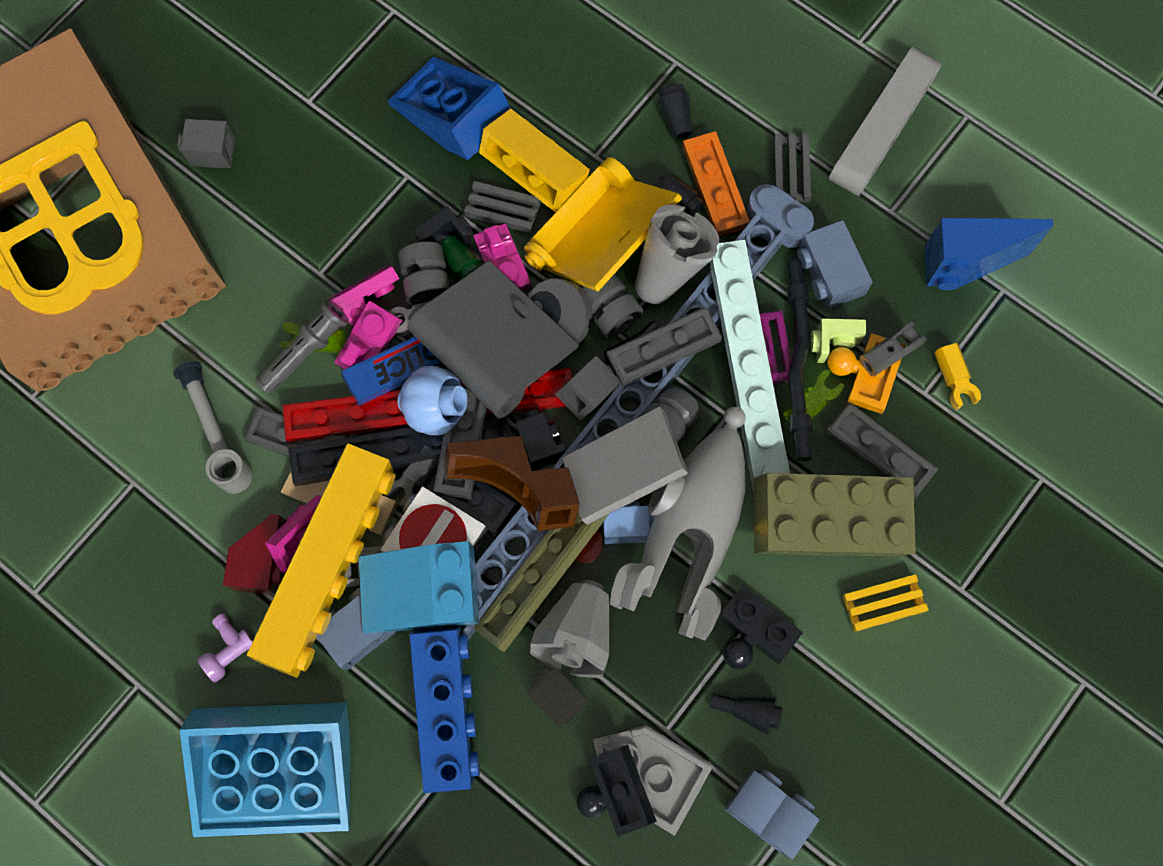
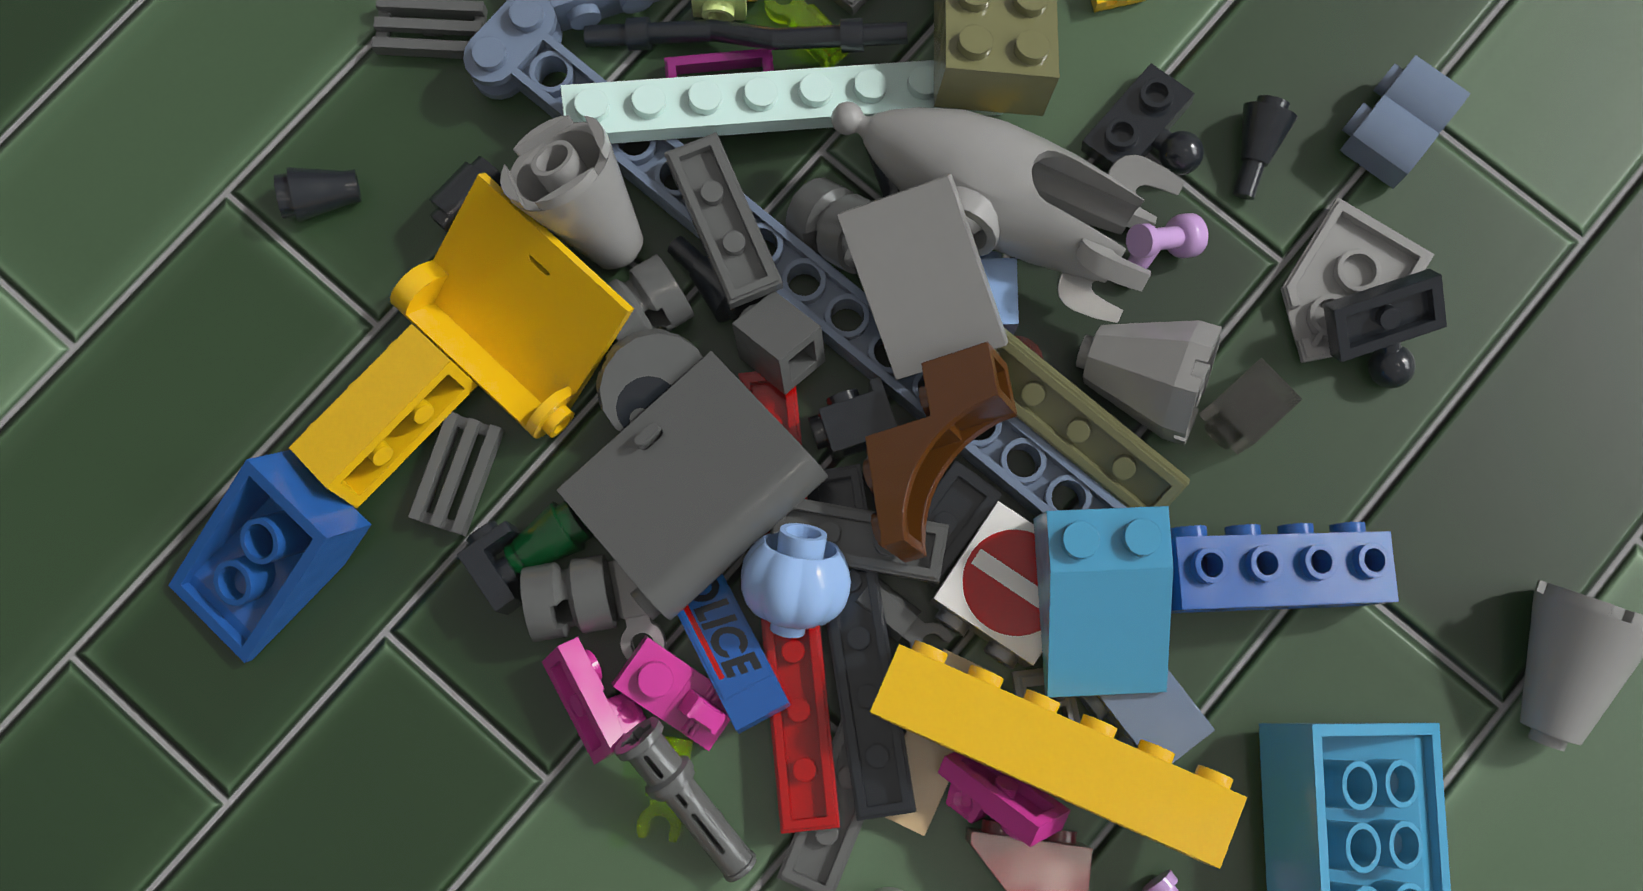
camera: 90 degrees left, 5 degrees up
(498, 247) = (532, 480): dark pink hinge -> none
(677, 654) = (1182, 236): none -> lavender piece
(715, 183) = (445, 139): orange plate -> none

